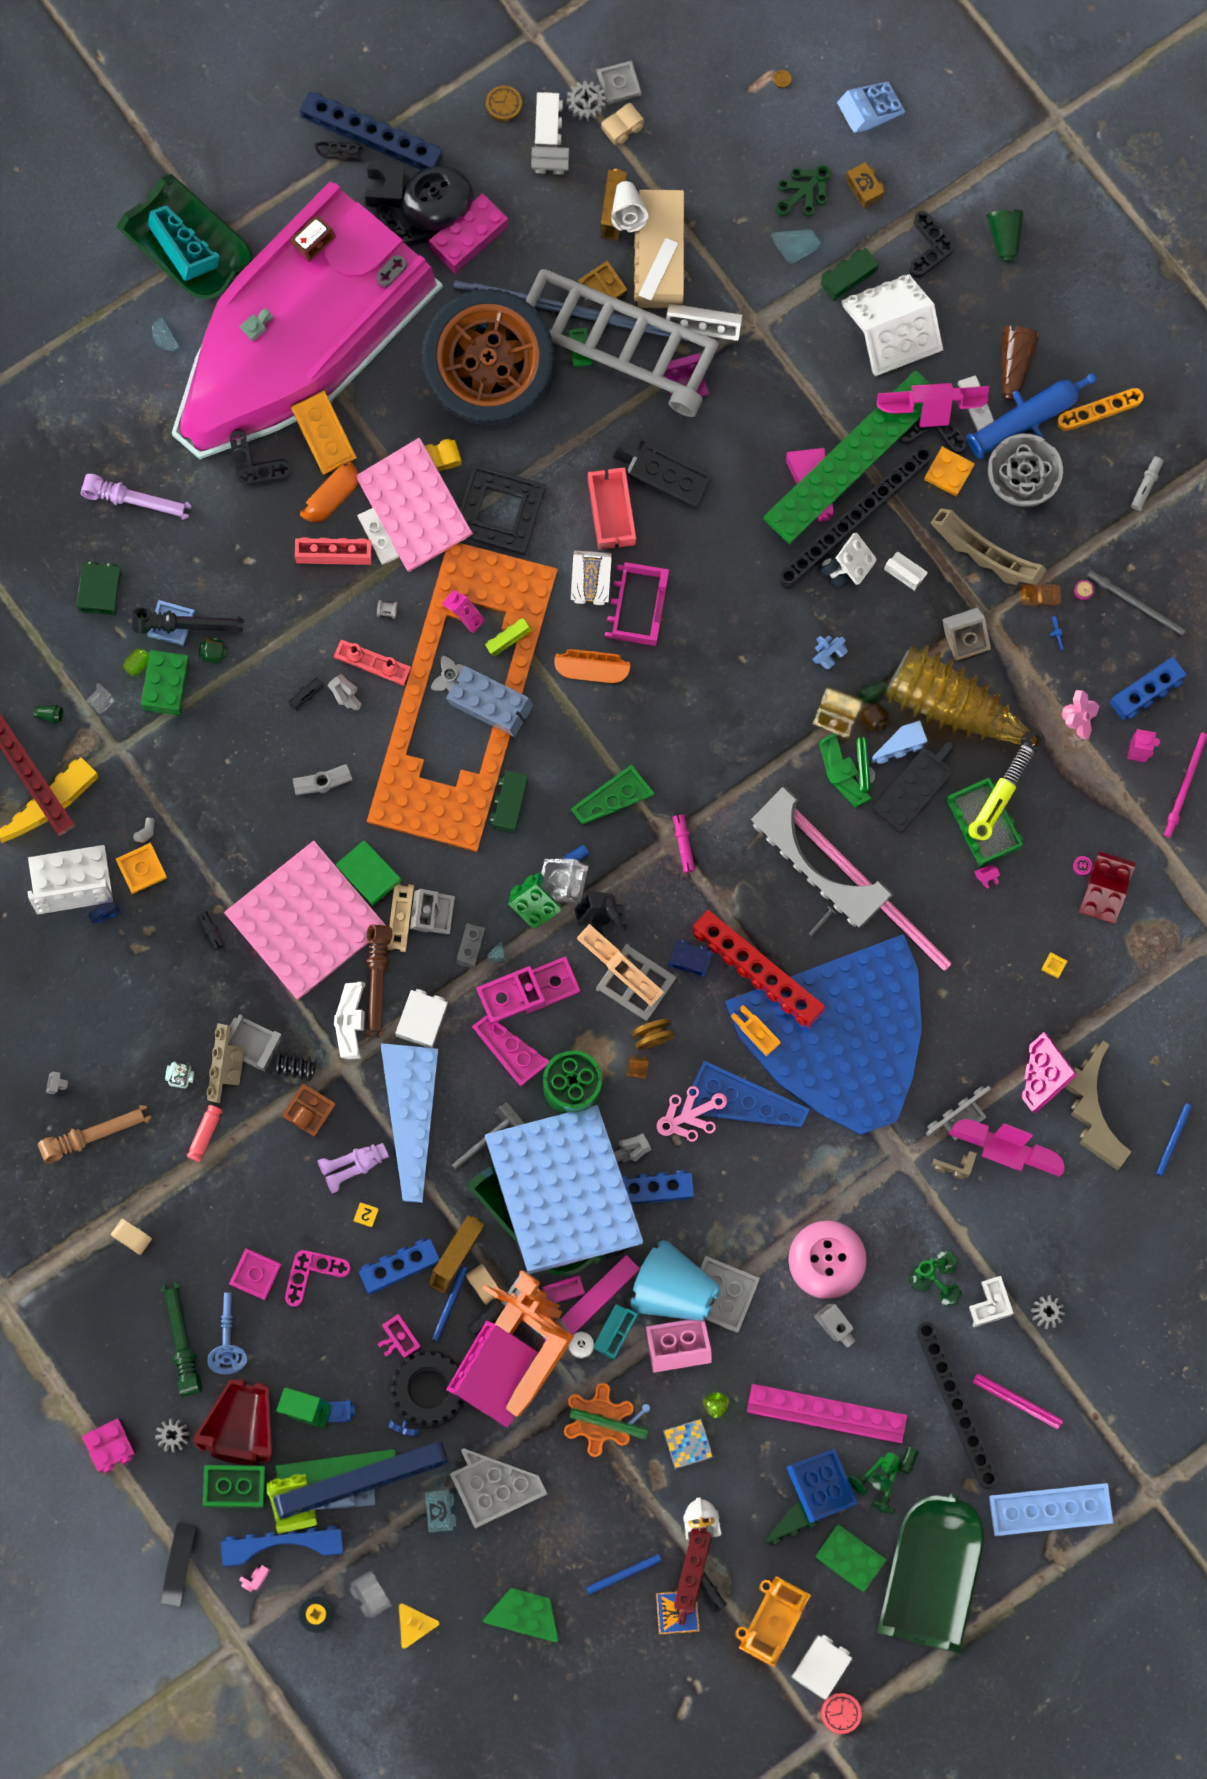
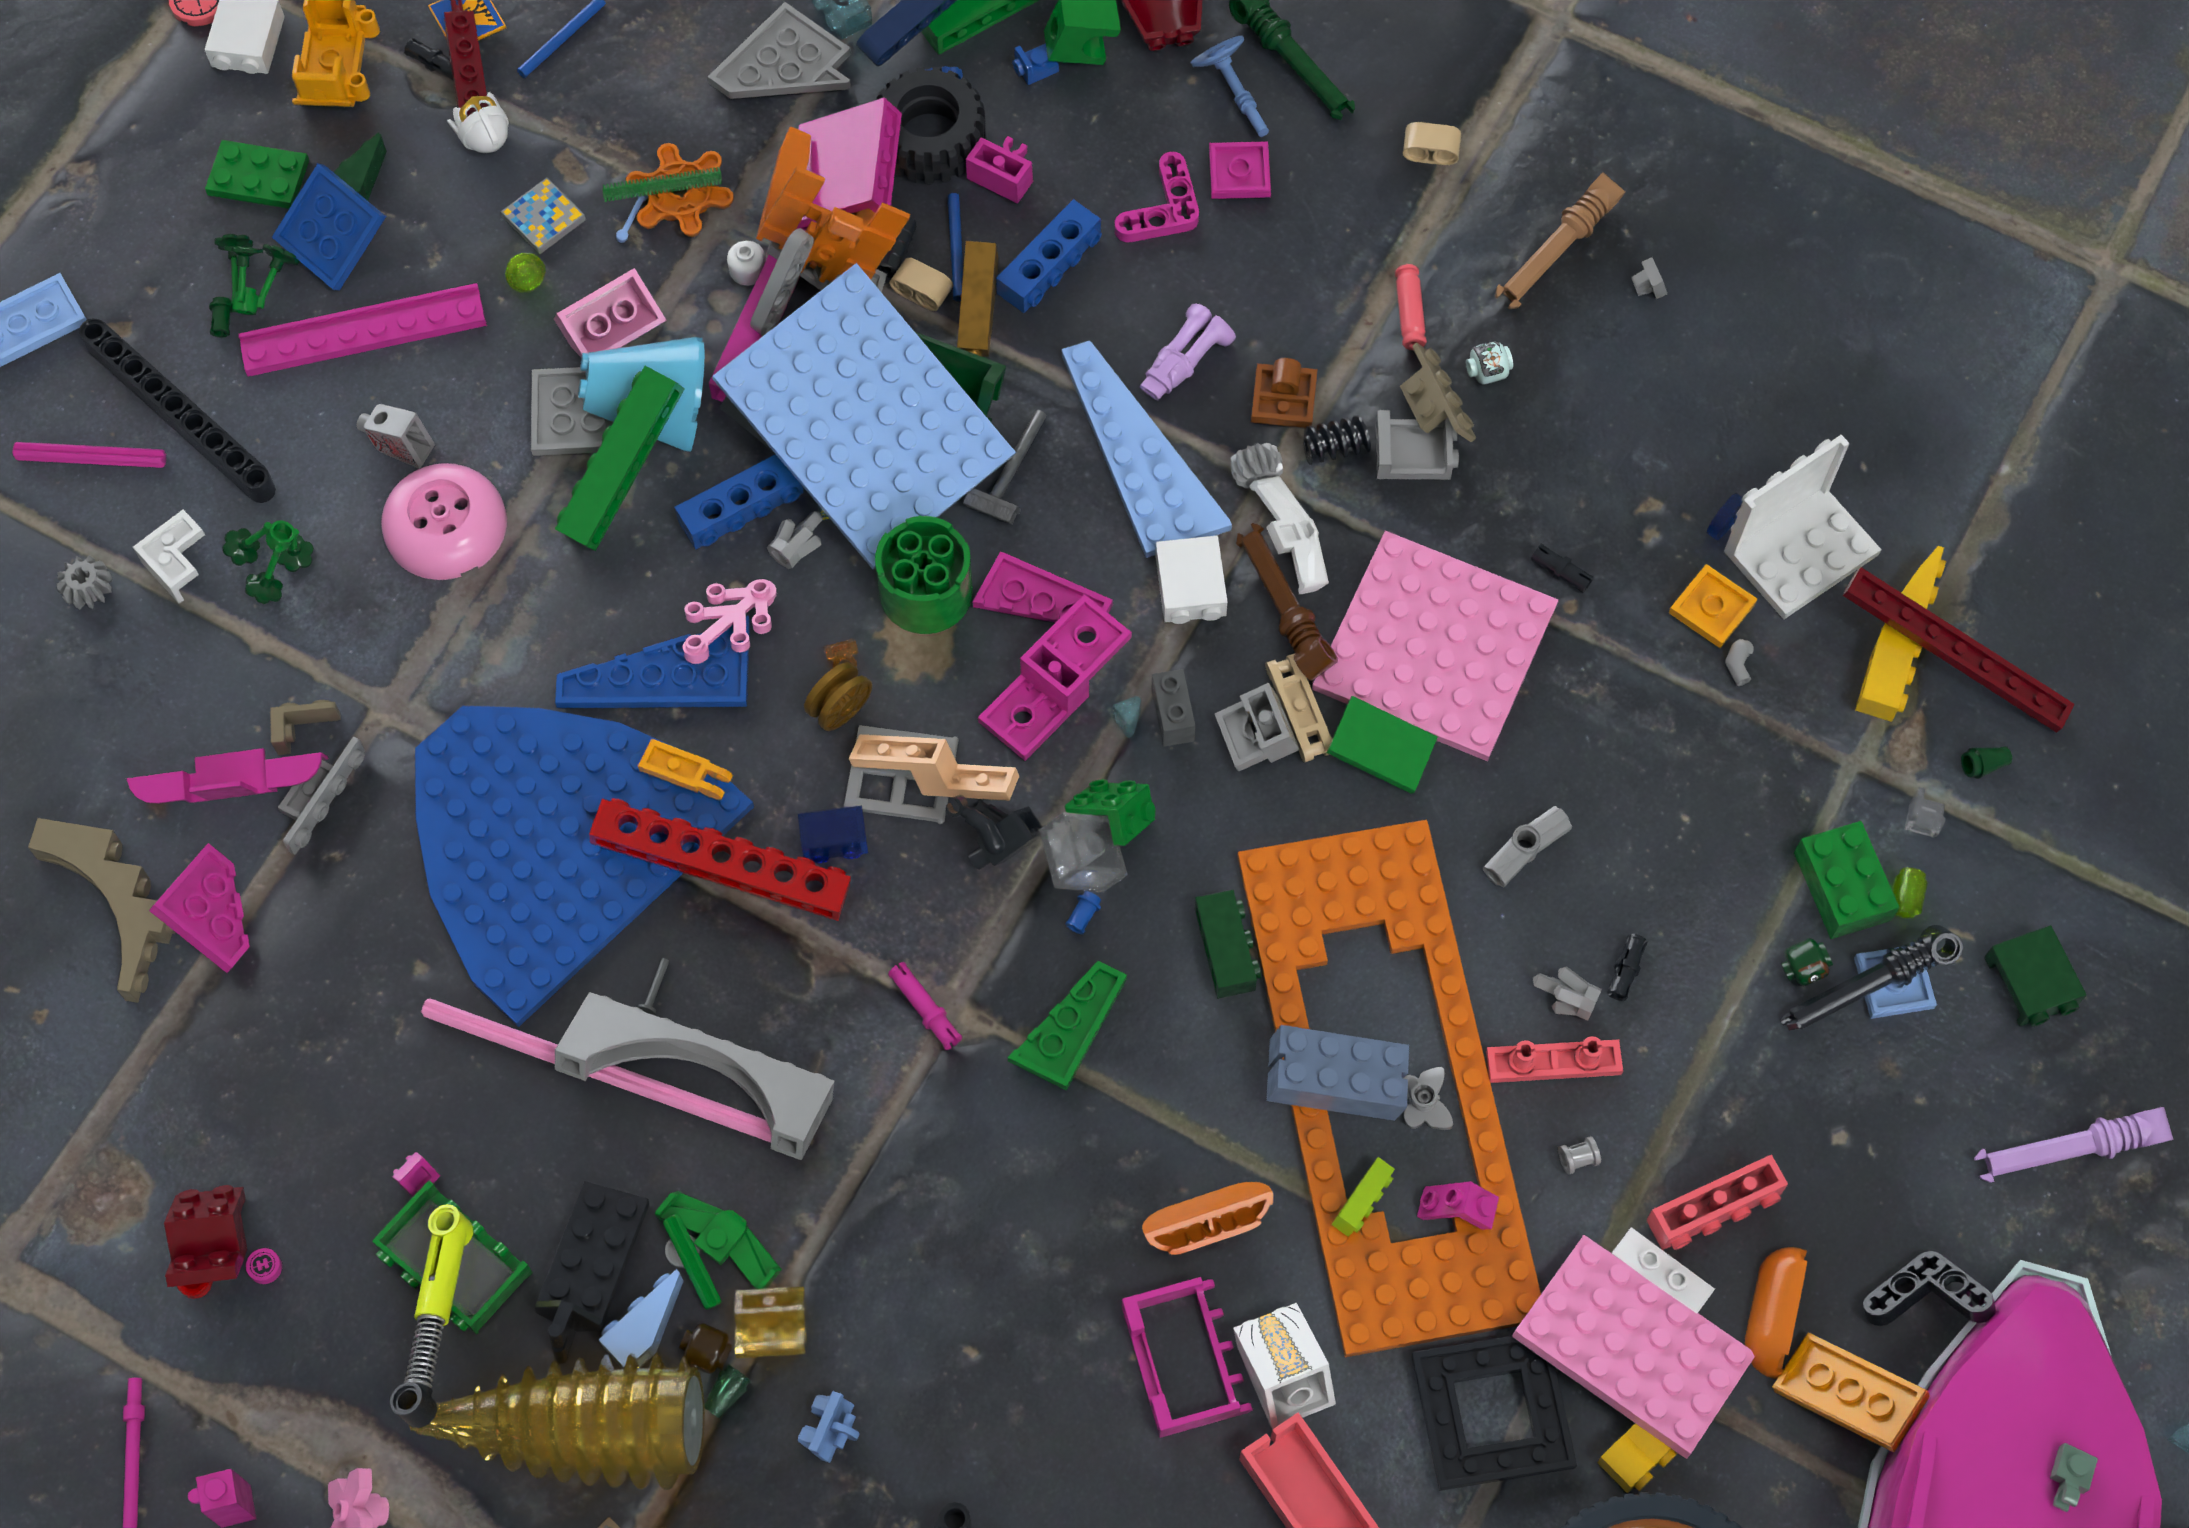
camera: 160 degrees right, 10 degrees down
(349, 1068) = (1256, 463): none -> light grey gear
(366, 1215) = (1130, 304): yellow tile -> none
(573, 1294) = (782, 281): none -> light grey beam
(615, 1331) = (707, 301): teal piece -> none
(712, 1236) = (619, 457): none -> green brick
(934, 1573) = (128, 183): dark green panel -> none
(1054, 965) = (254, 1086): yellow tile -> none

